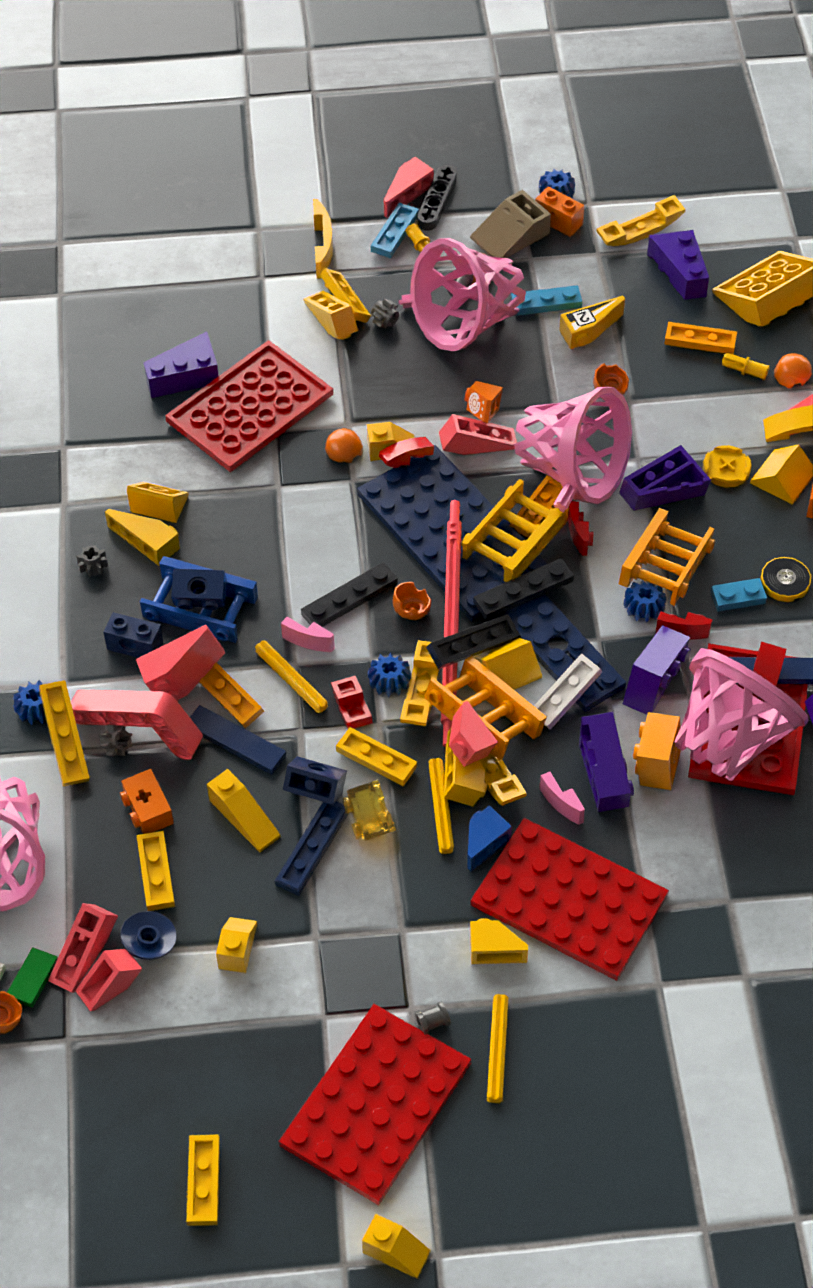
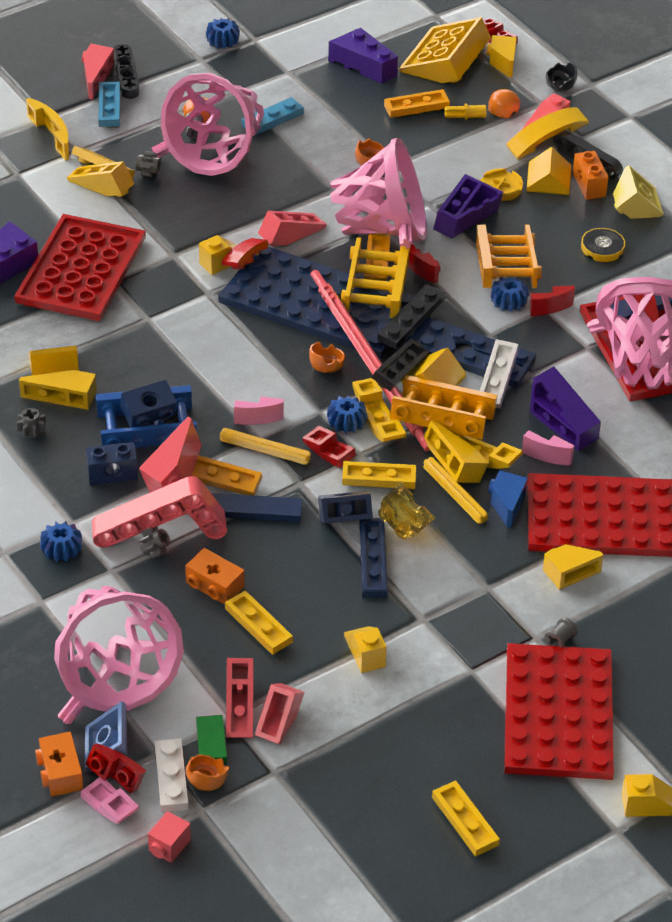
camera: 30 degrees left, 10 degrees down
(64, 733) = (108, 551): yellow plate -> none
(148, 926) = (290, 668): dark blue dish -> none
(242, 810) = (294, 550): yellow slope -> none
(343, 445) = (183, 269): orange hair -> none
(350, 595) = (270, 372): black plate -> none
(417, 237) = (139, 106): yellow axle -> none
(470, 736) = (452, 423): coral slope -> none
(483, 400) = (279, 198): orange slope -> none
(497, 1048) = (624, 635): yellow axle -> none
(512, 226) = (214, 59): dark tan slope -> none
(565, 212) = (238, 49): orange brick -> none
(589, 322) = (319, 121): yellow slope -> none
(641, 227) = (314, 39): yellow slope -> none
(655, 669) = (556, 335): dark purple wedge -> none
(657, 753) = (601, 385): light orange brick -> none
(738, 594) = (575, 267): dark azure plate -> none

